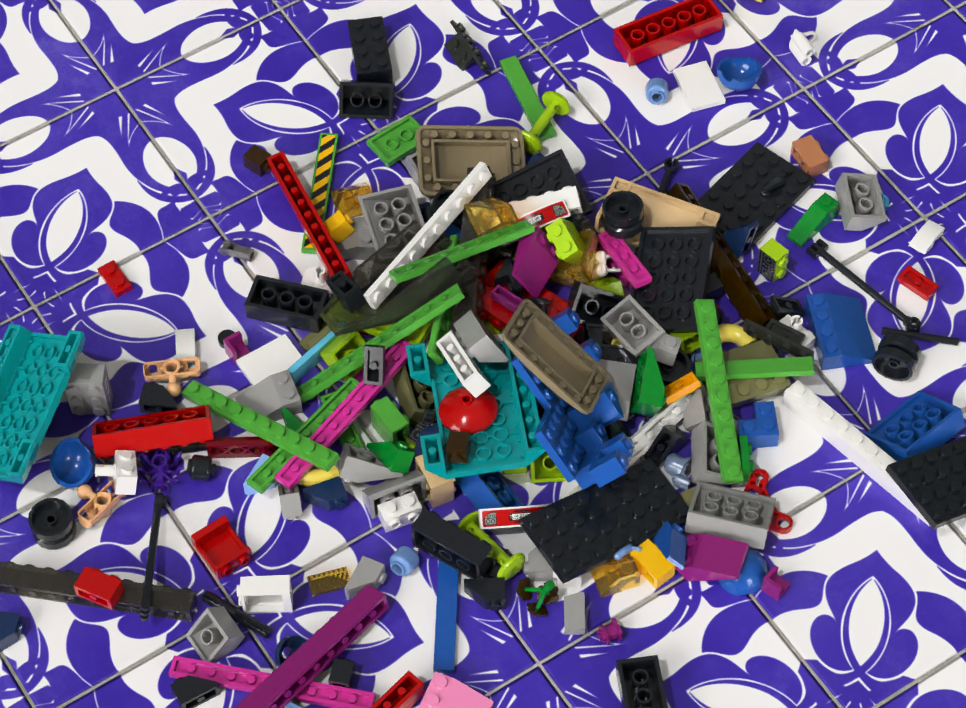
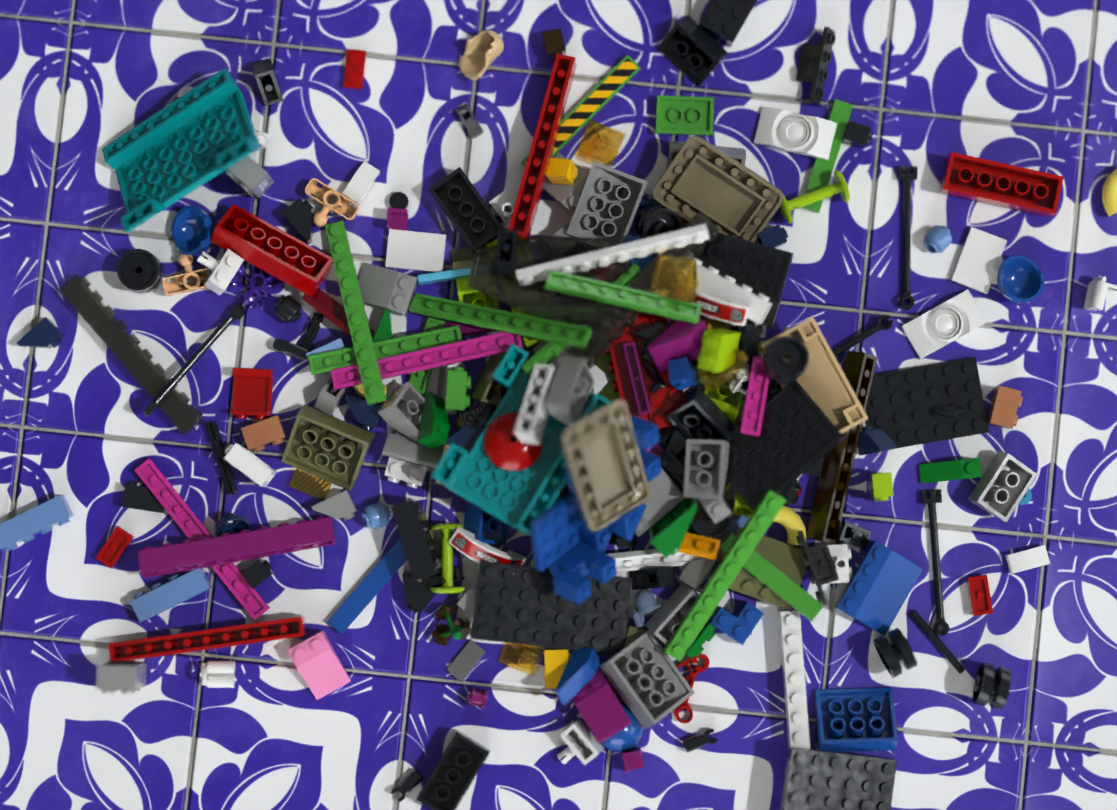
camera: 30 degrees right, 30 degrees up
(47, 323) = (267, 81): none -> black slope
(99, 587) = (130, 363): red brick -> none
(206, 200) = (480, 53): none -> tan piece
(214, 634) = (191, 464): light grey slope -> none
(228, 495) = (291, 349): none -> black bar
(234, 471) = (312, 330): none -> black axle
(258, 563) = (264, 433): none -> nougat brick
(320, 542) = (327, 447): none -> olive slope
(374, 365) = (474, 342): slope -> none
(458, 447) = (473, 476): dark brown brick -> none
(490, 98) = (795, 133): none -> white slope
(536, 69) = (857, 135): none -> black brick
(556, 280) = (683, 373): none -> blue slope
(597, 71) = (907, 177): none -> black hinge
(627, 549) = (541, 646): medium blue piece -> none
(714, 140) = (943, 324): none -> white slope
(723, 600) = (580, 743): none -> white brick
(813, 533) = (698, 741): none -> black bar

